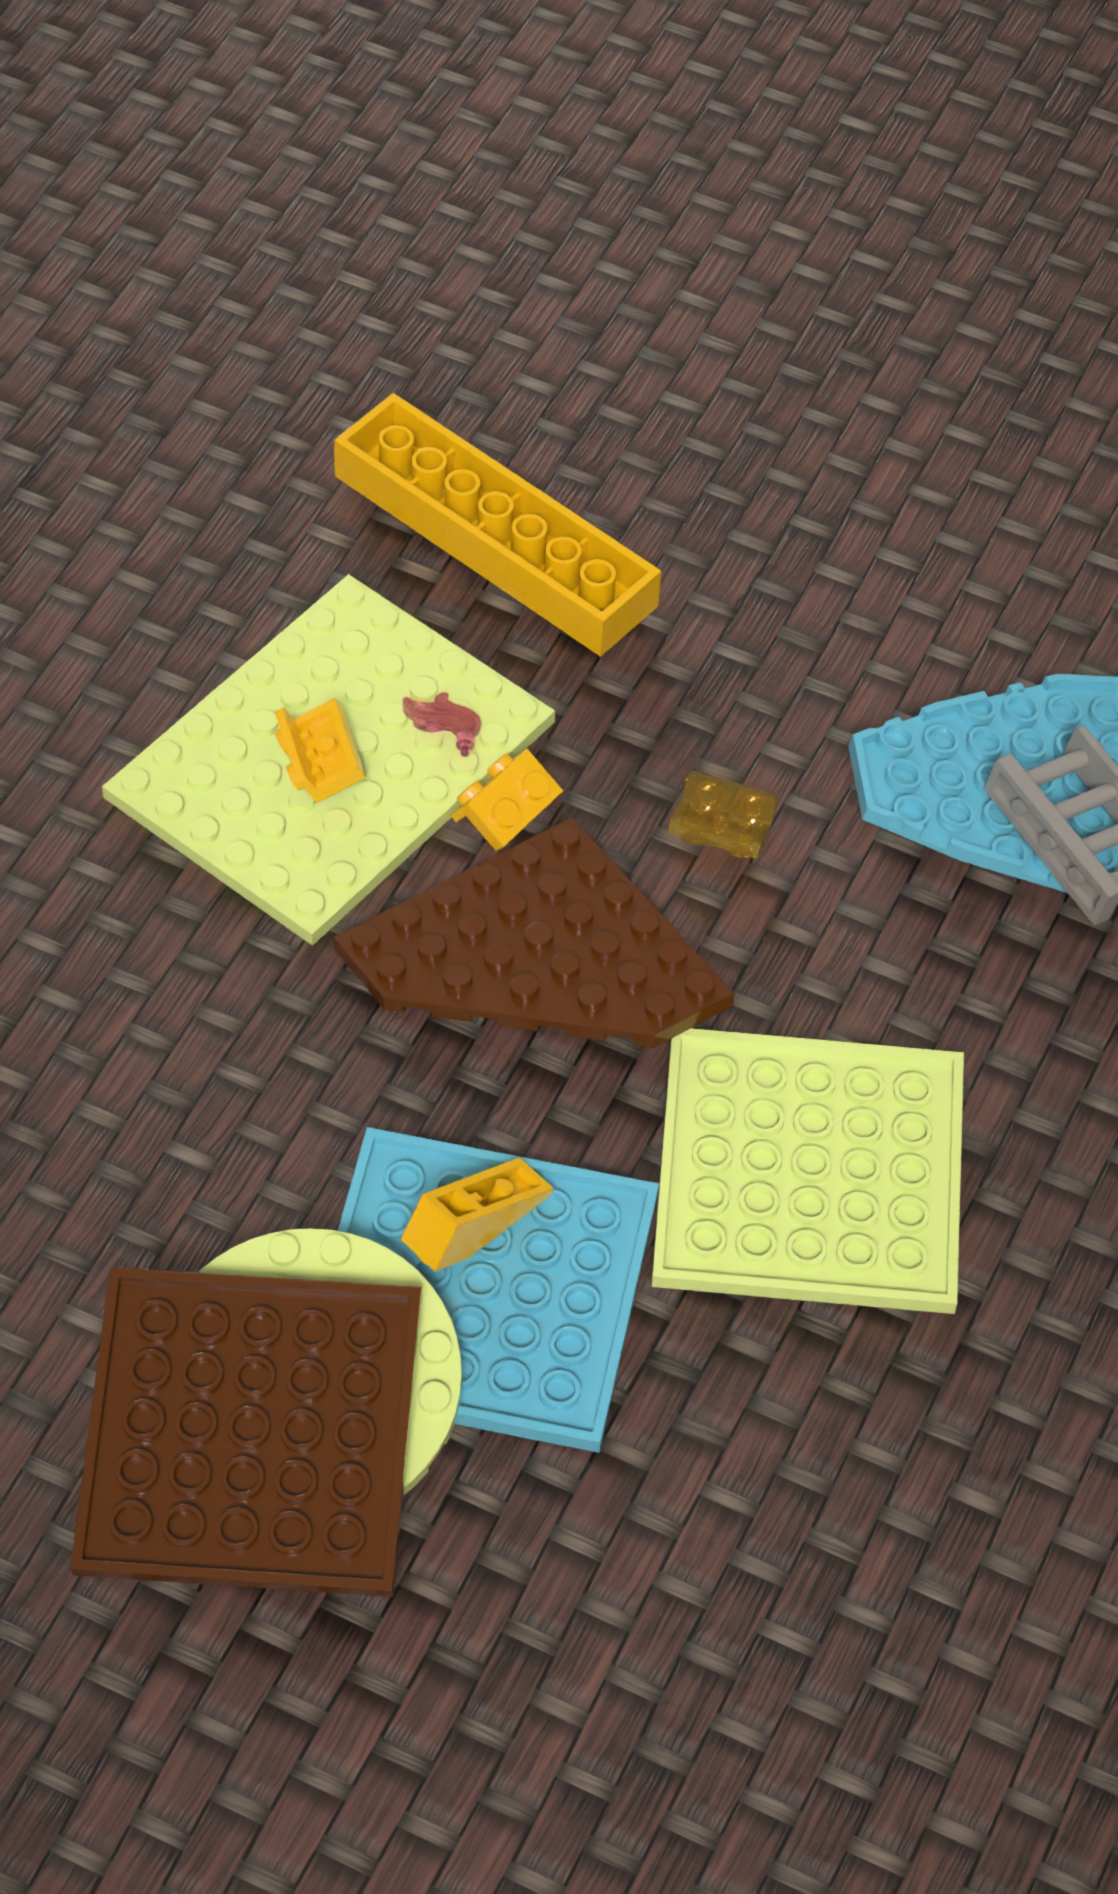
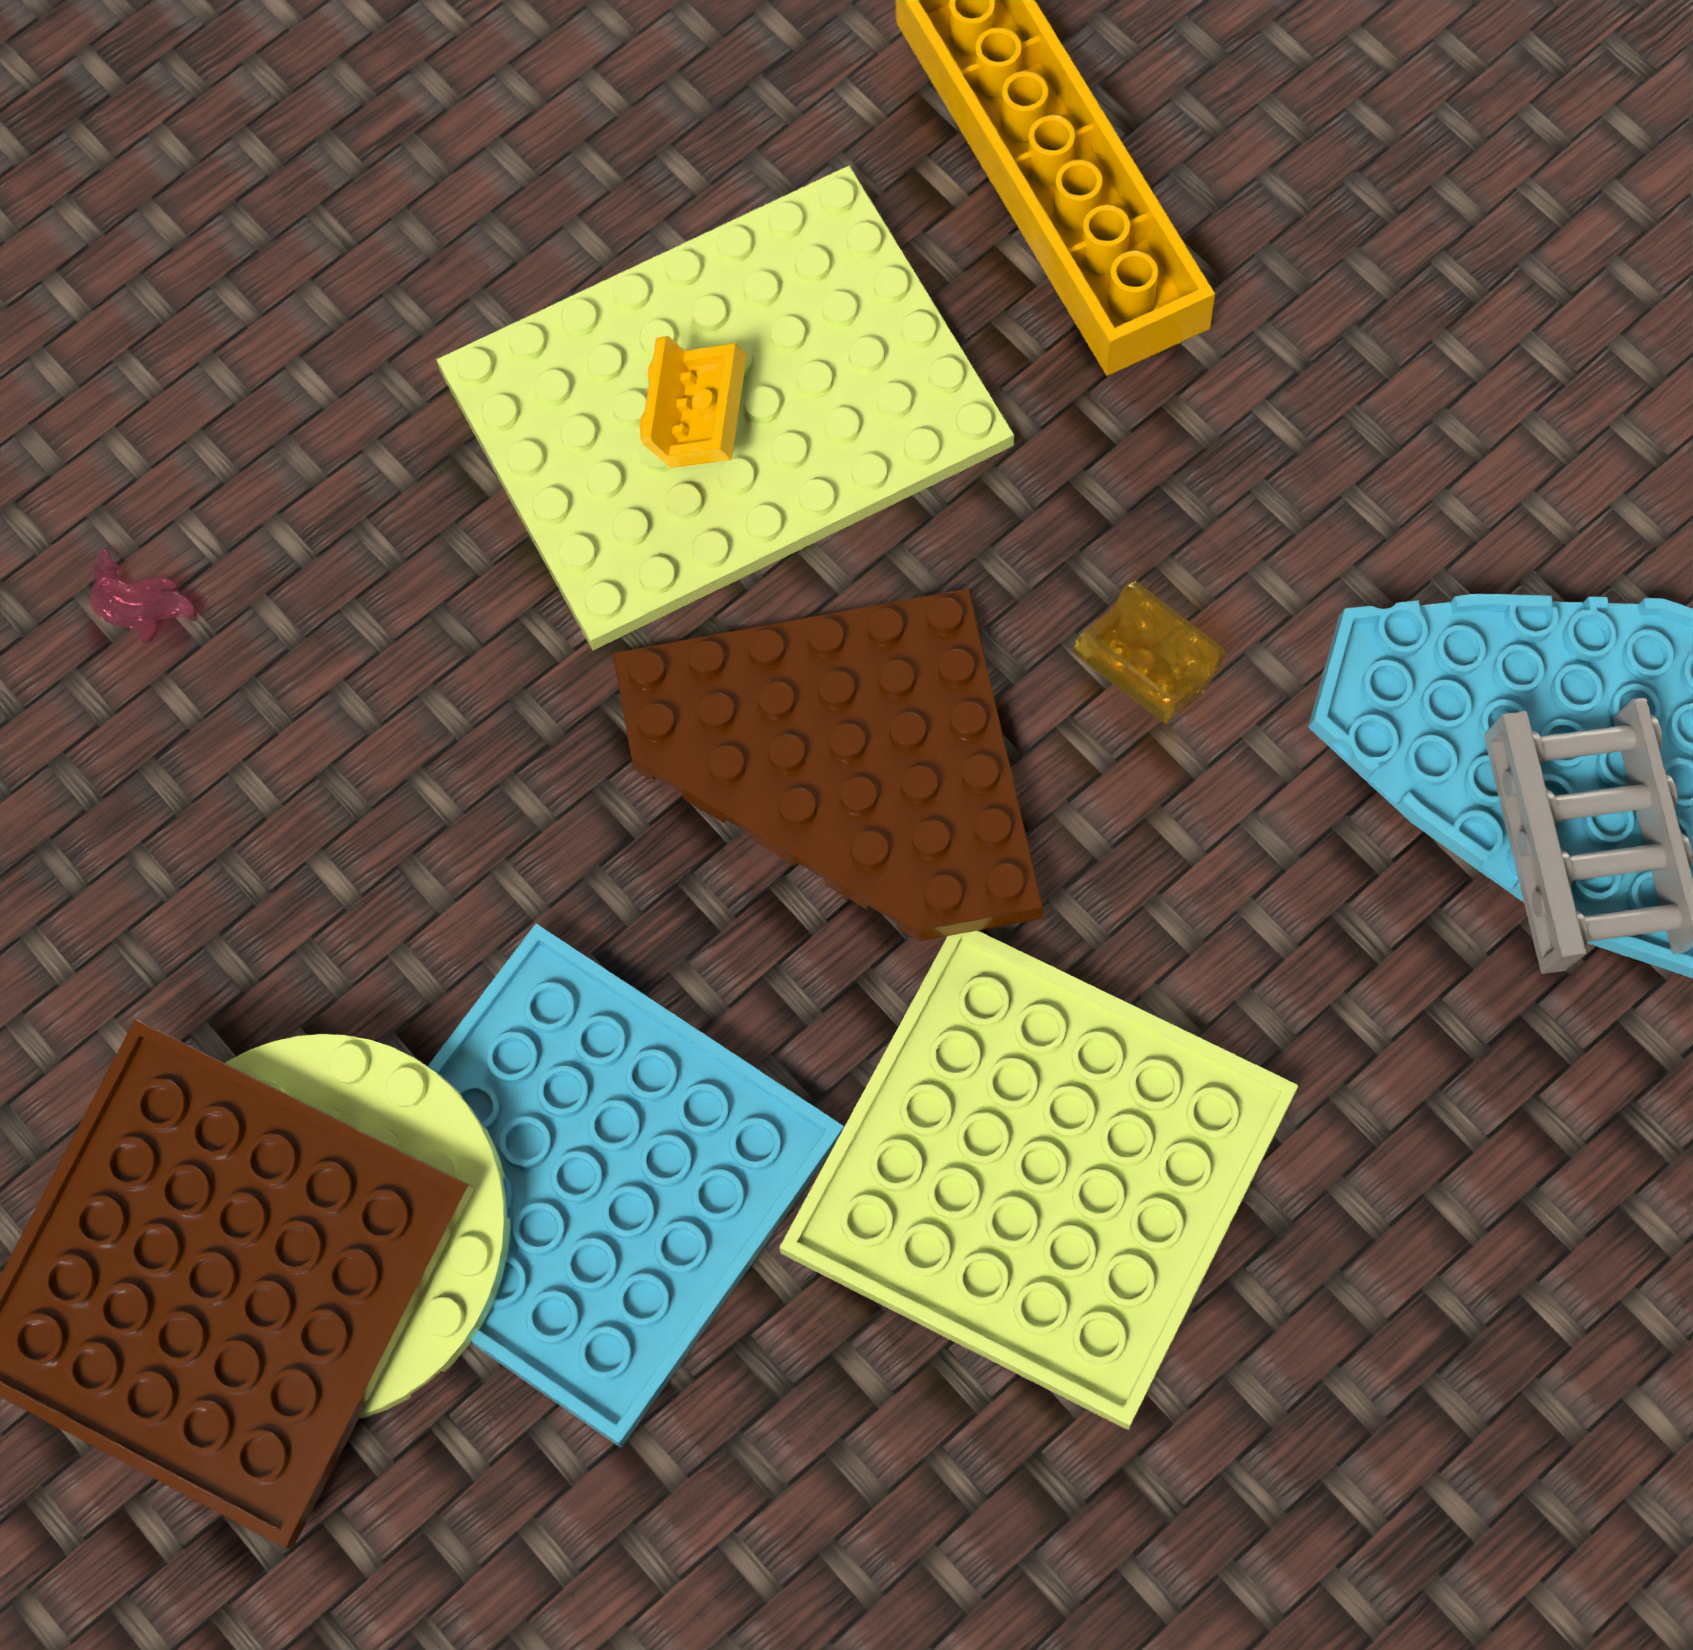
camera: 30 degrees right, 15 degrees up
(445, 716) = (869, 404): clear pink piece -> none
(473, 1211) = (599, 1090): yellow slope -> none
(509, 799) = (902, 537): yellow bracket -> none

